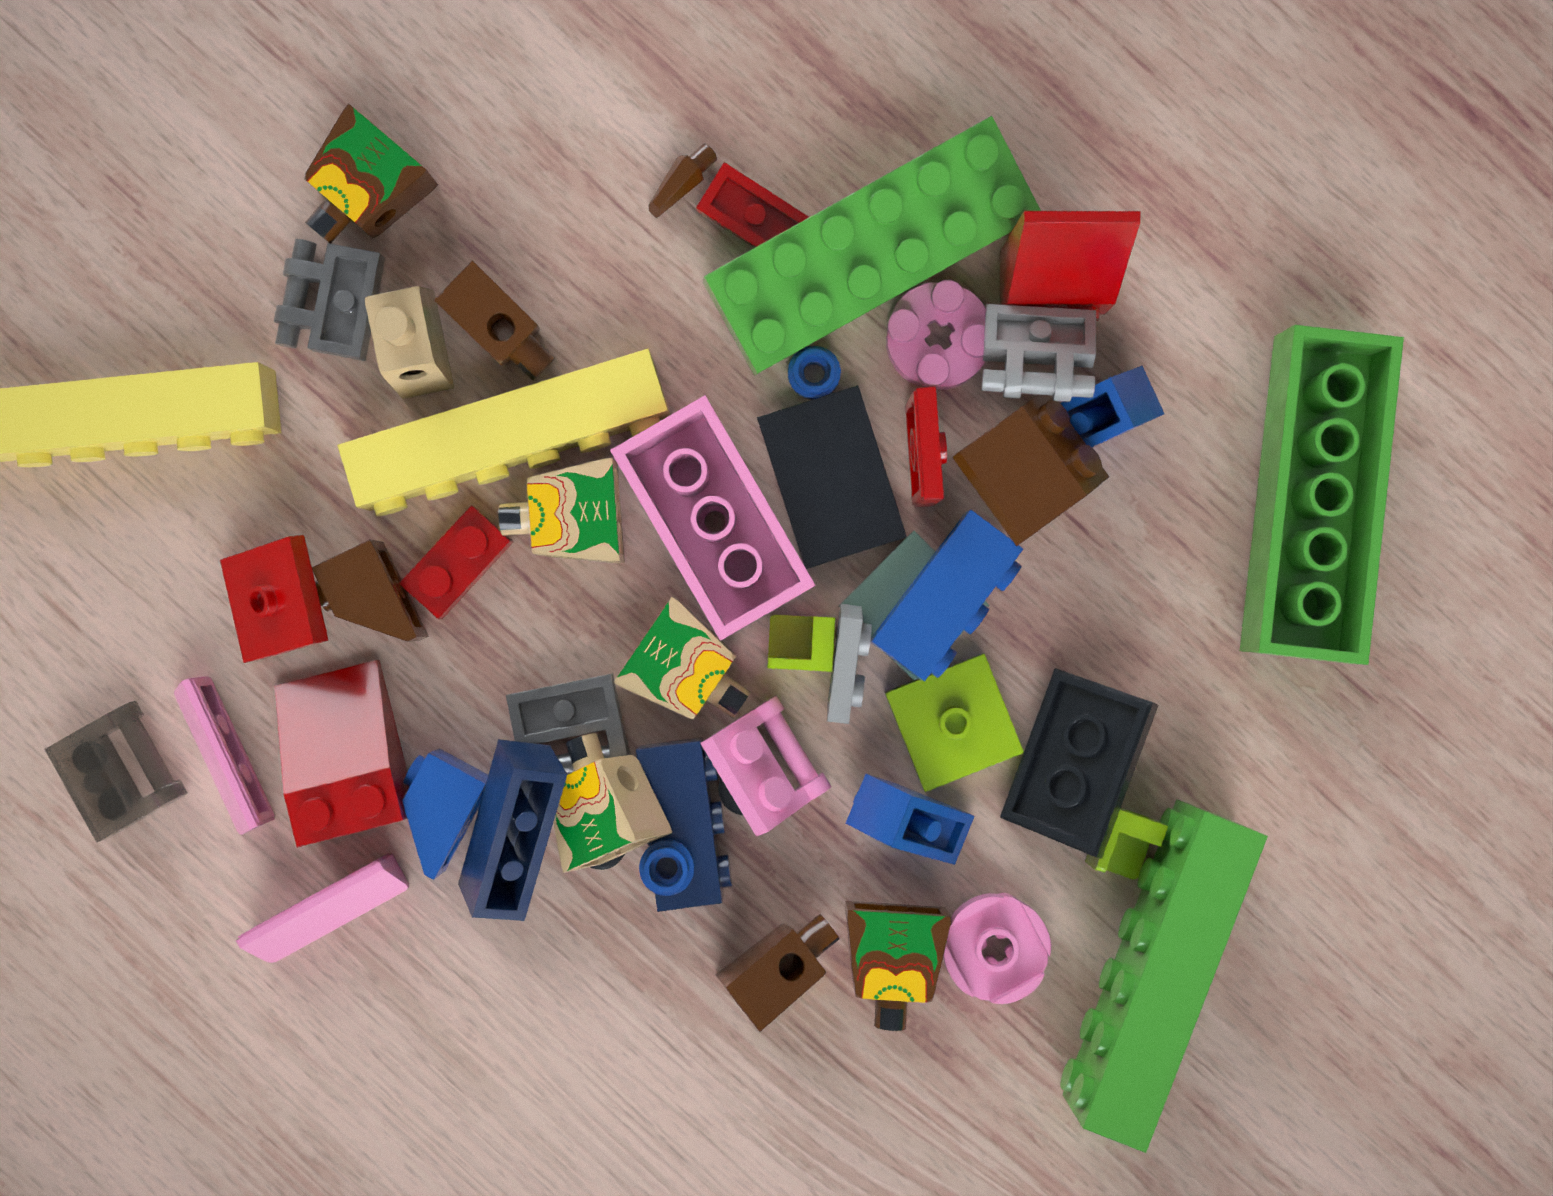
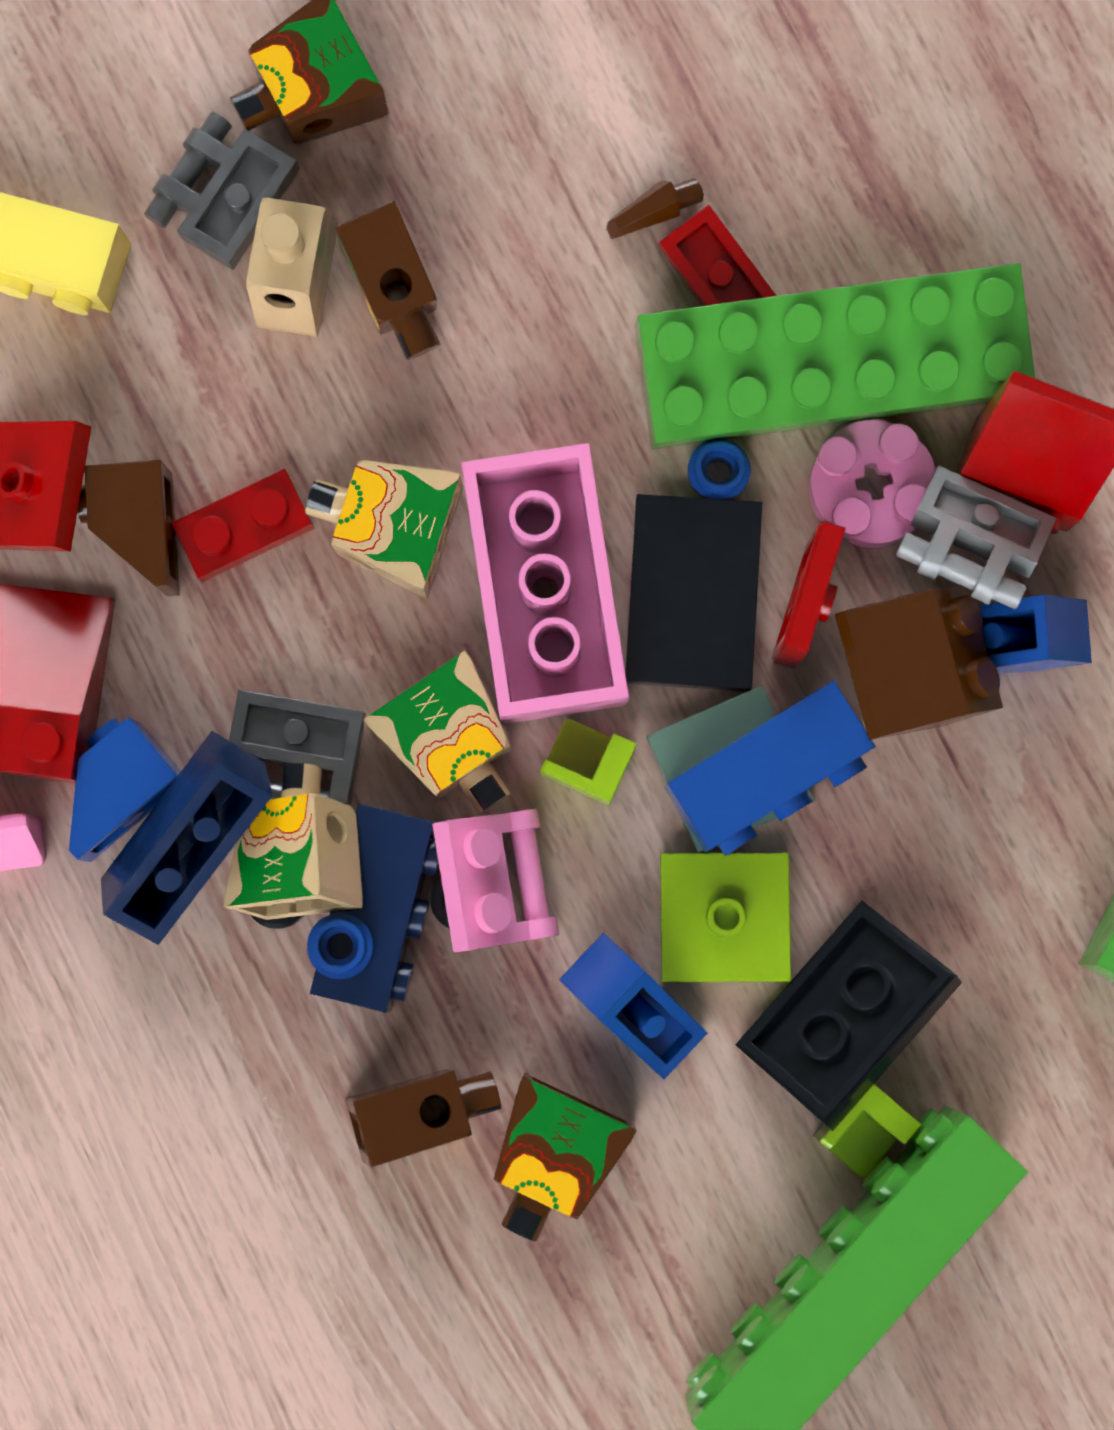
camera: 25 degrees right, 5 degrees down
(504, 432) = (352, 403): light yellow brick -> none
(845, 686) = (644, 778): light grey plate -> none
(1025, 955) = (703, 1214): bright pink plate -> none

